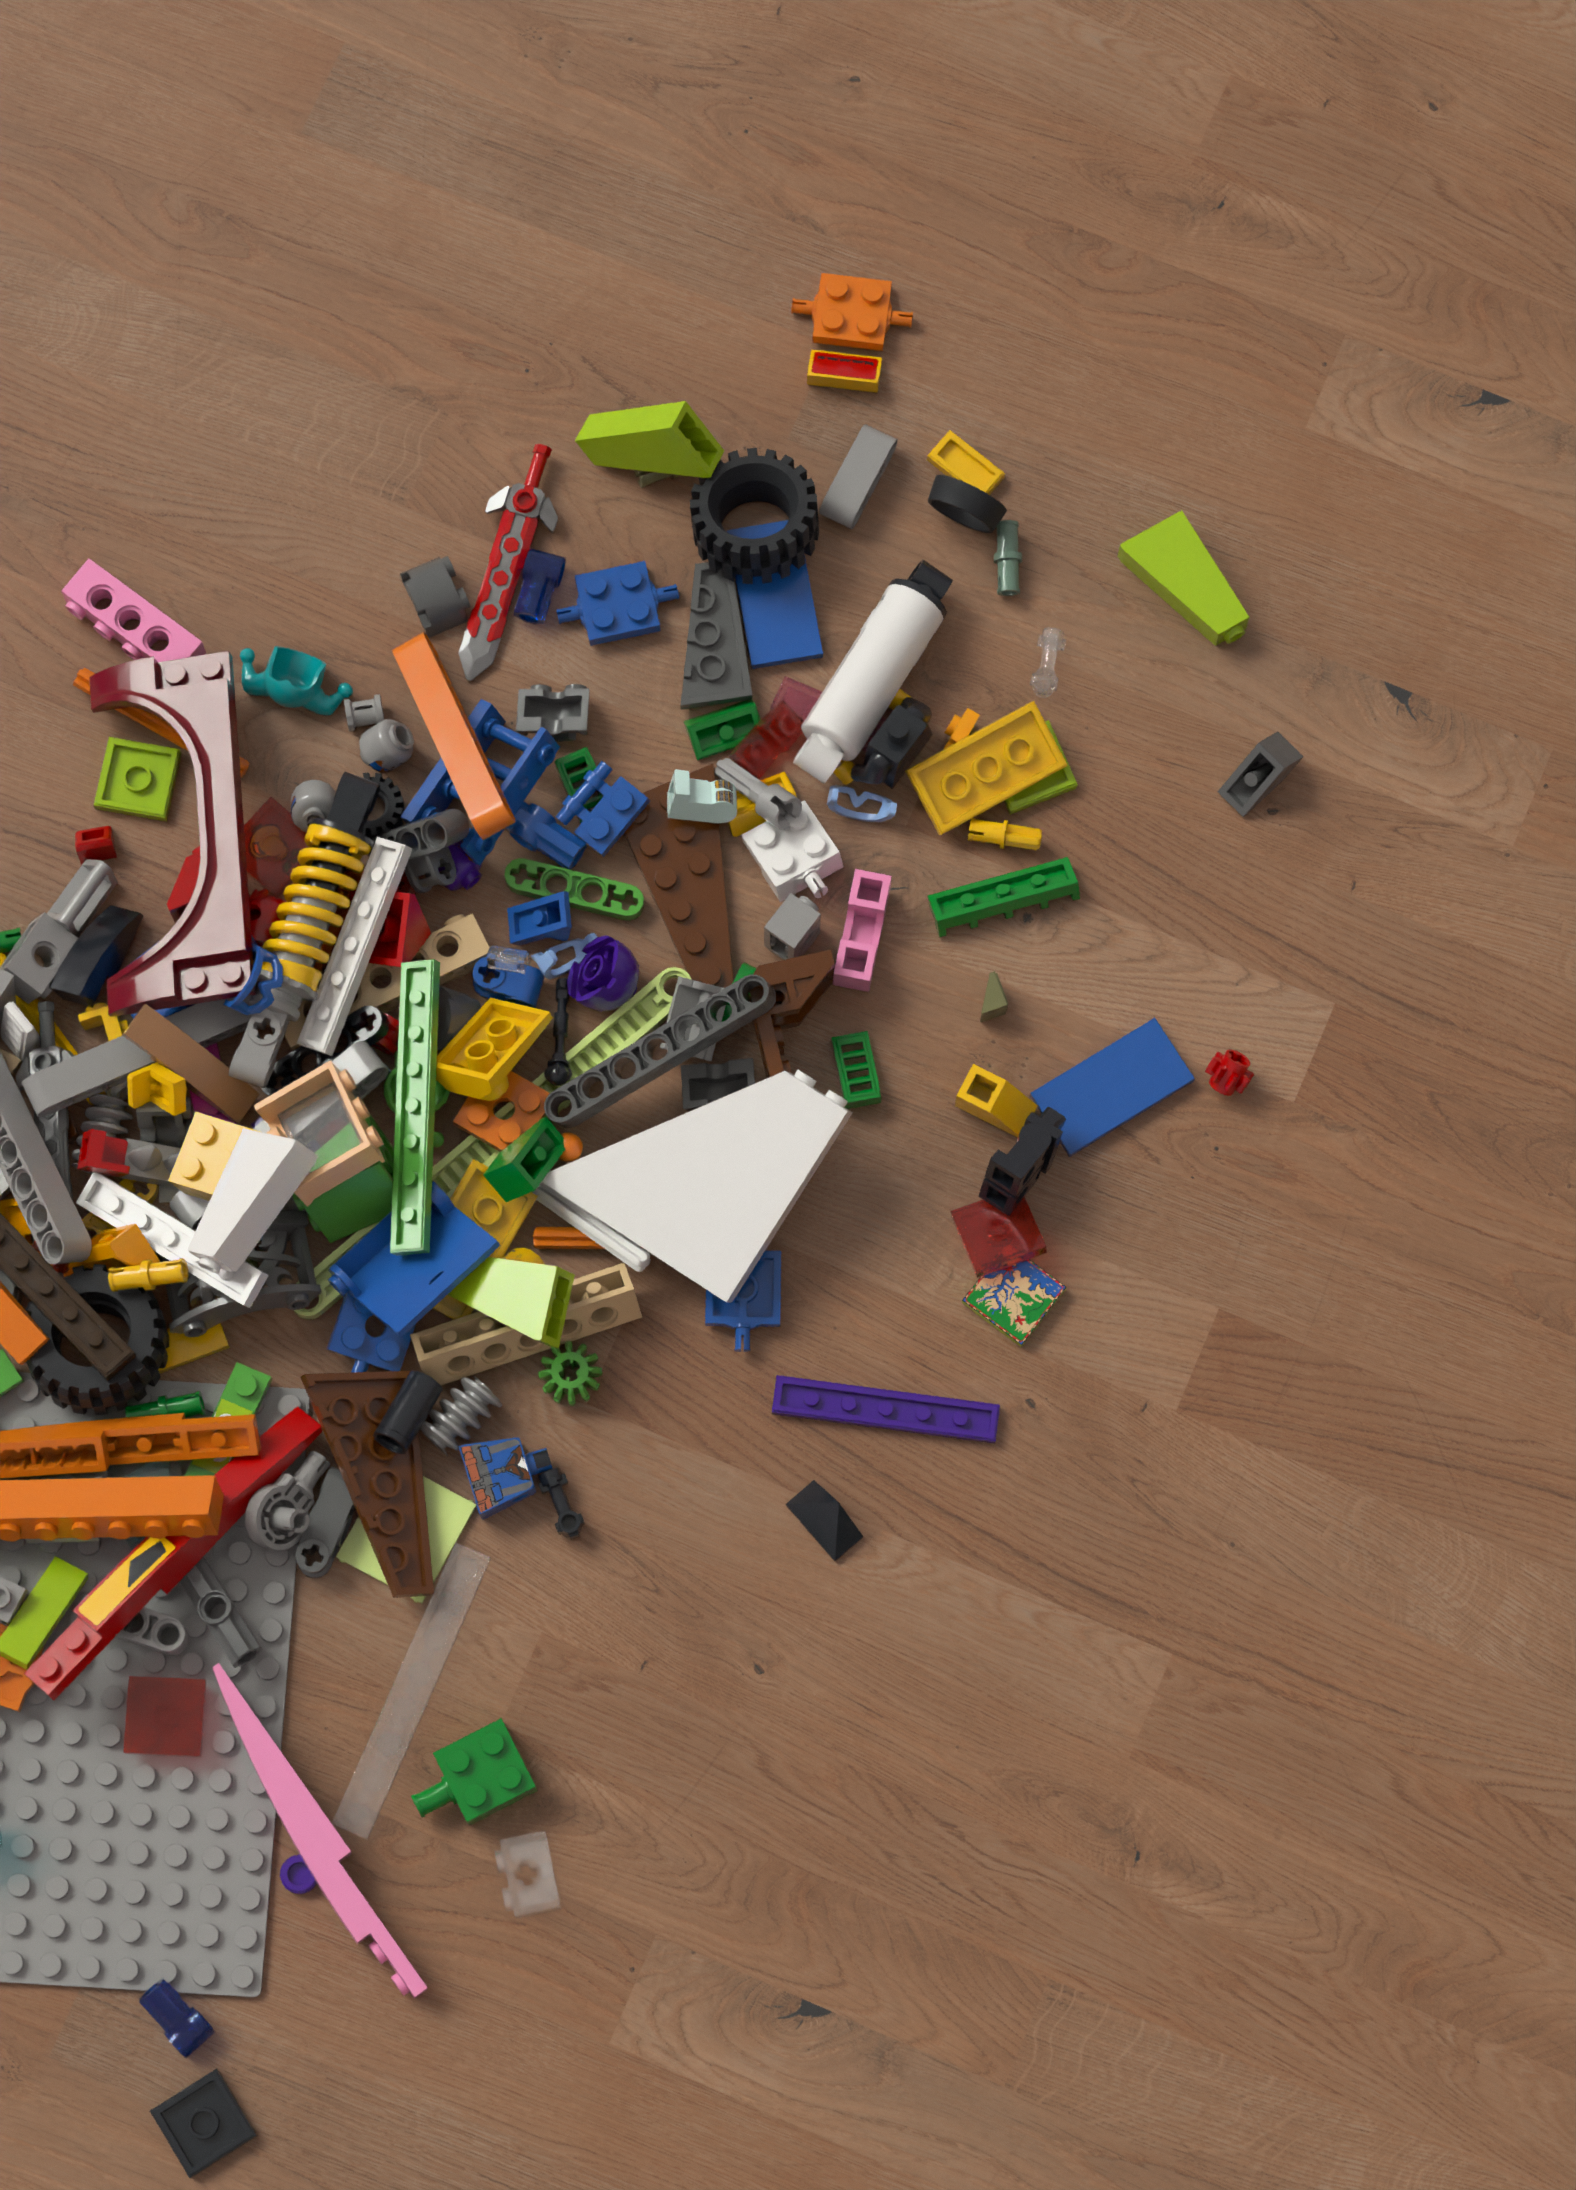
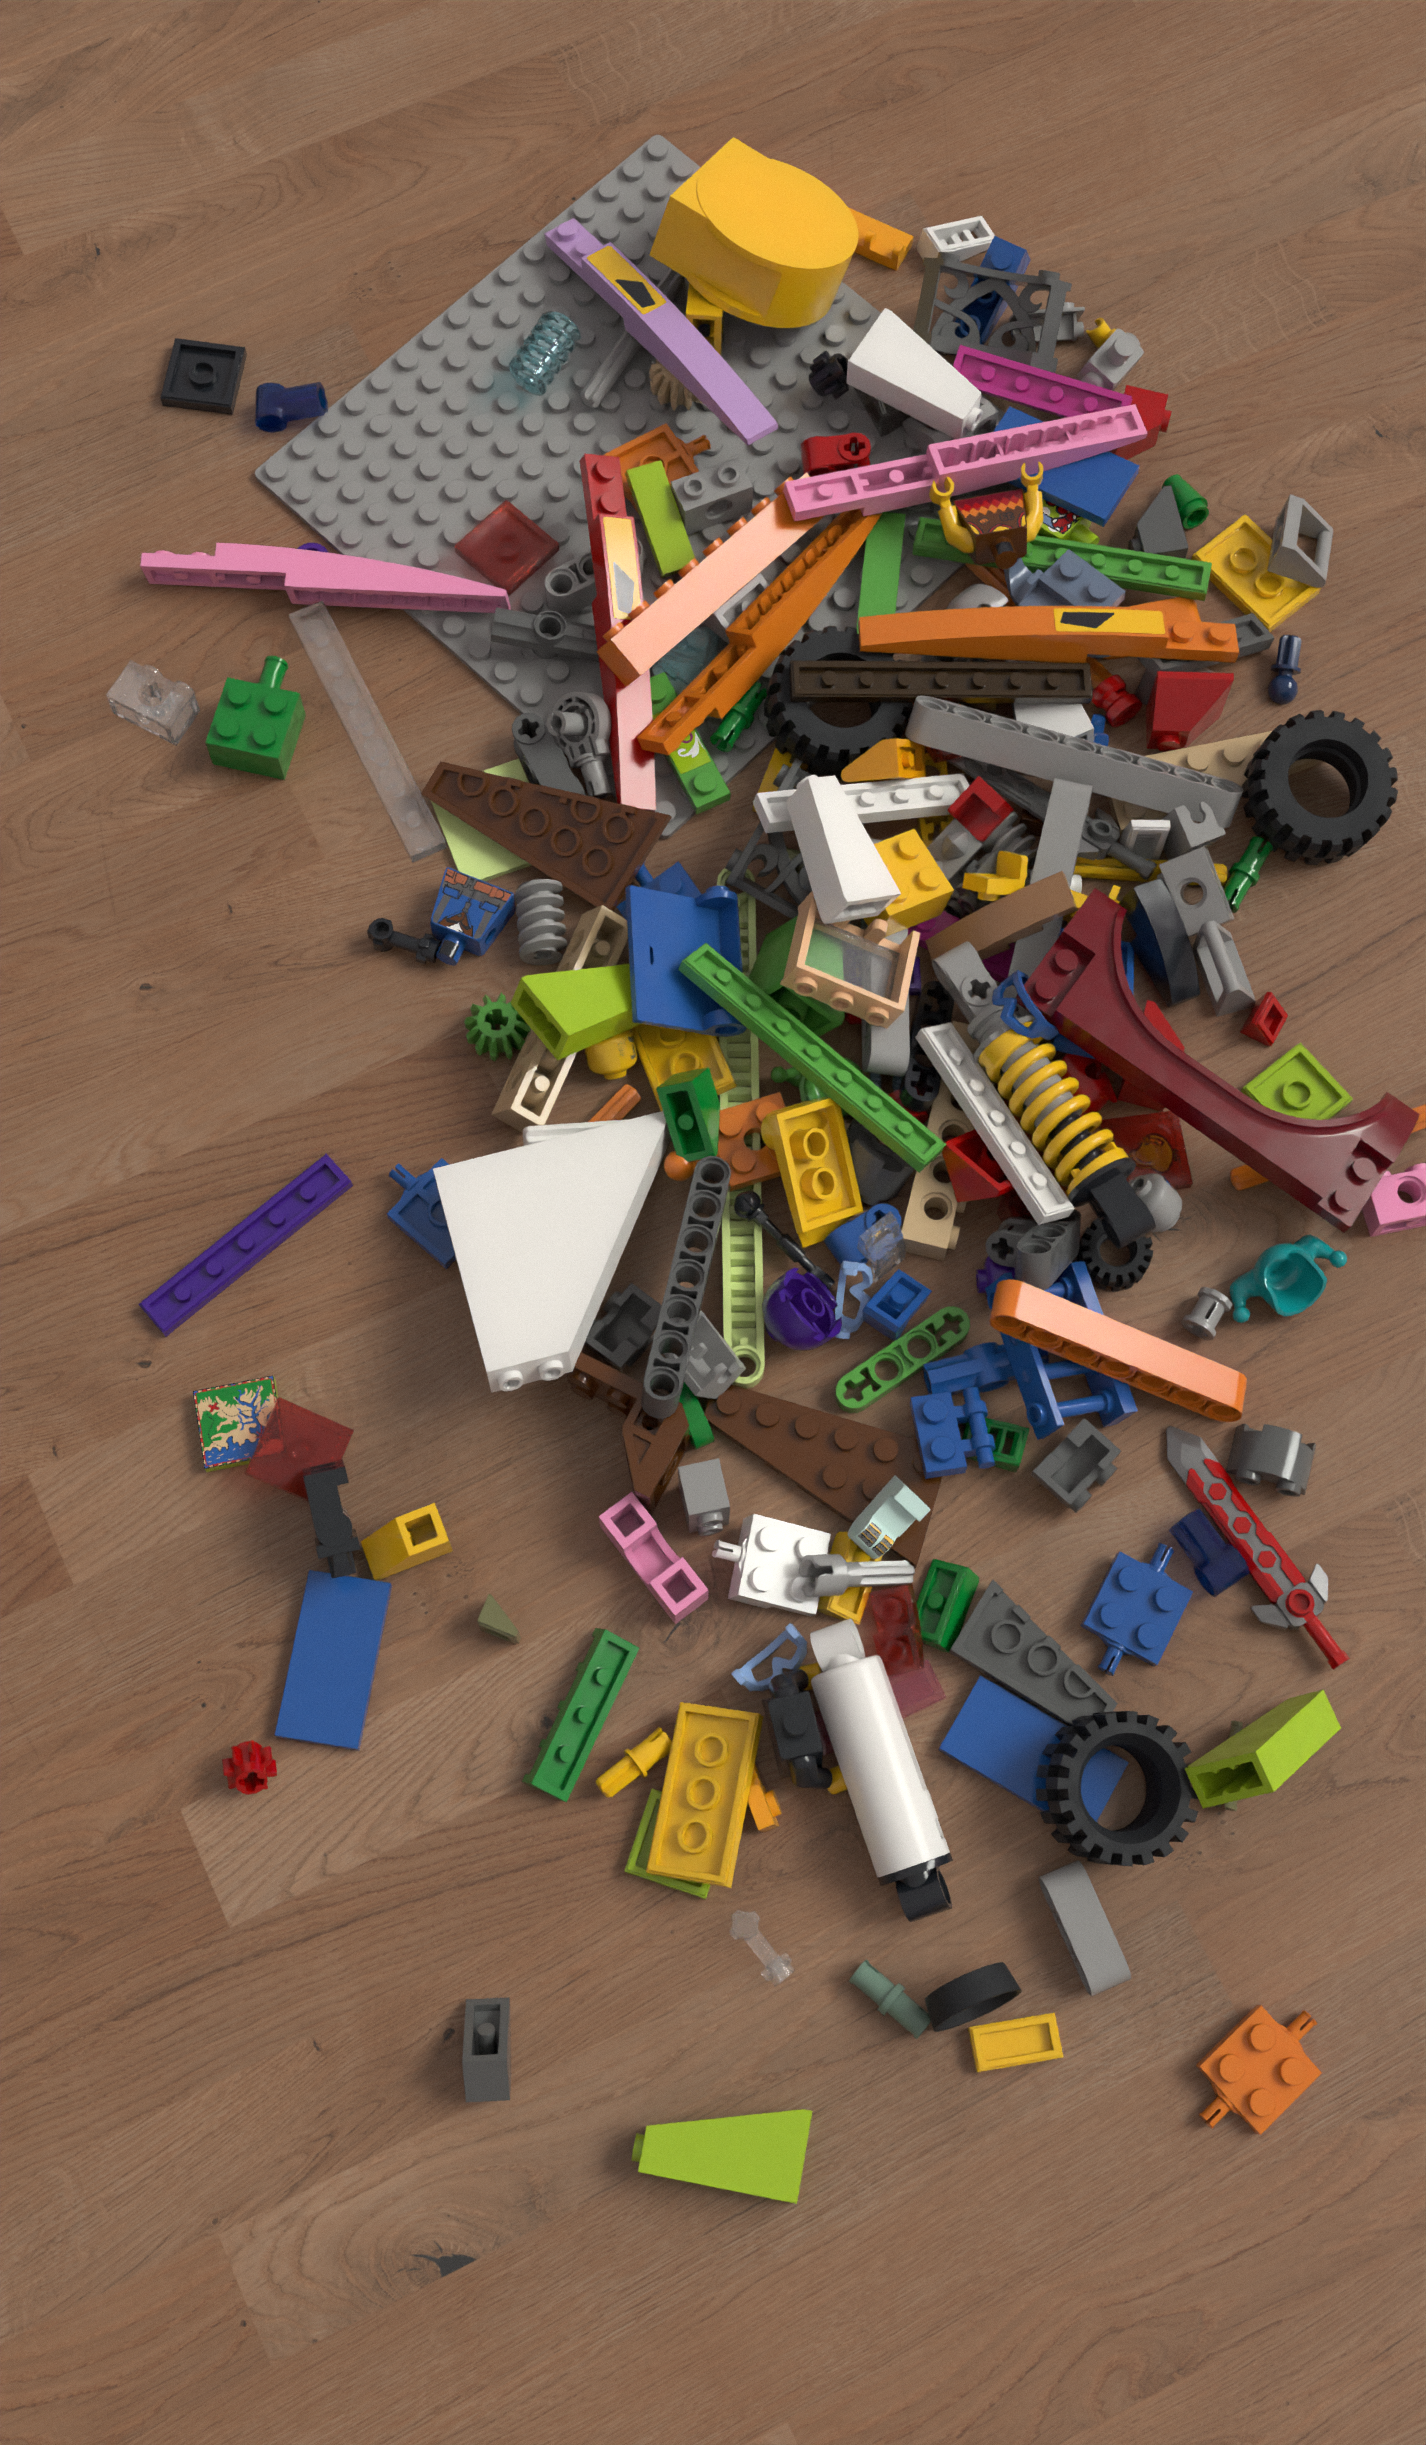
camera: 130 degrees right, 5 degrees down
(148, 1275) = (848, 752): yellow pin -> none
(386, 745) = (1160, 1303): light grey head -> none
(407, 1412) = (572, 872): black pin -> none
(825, 1520) = (207, 1126): black slope -> none
(844, 371) = (1204, 2010): slope -> none
(862, 1097) = (519, 1461): green slope -> none

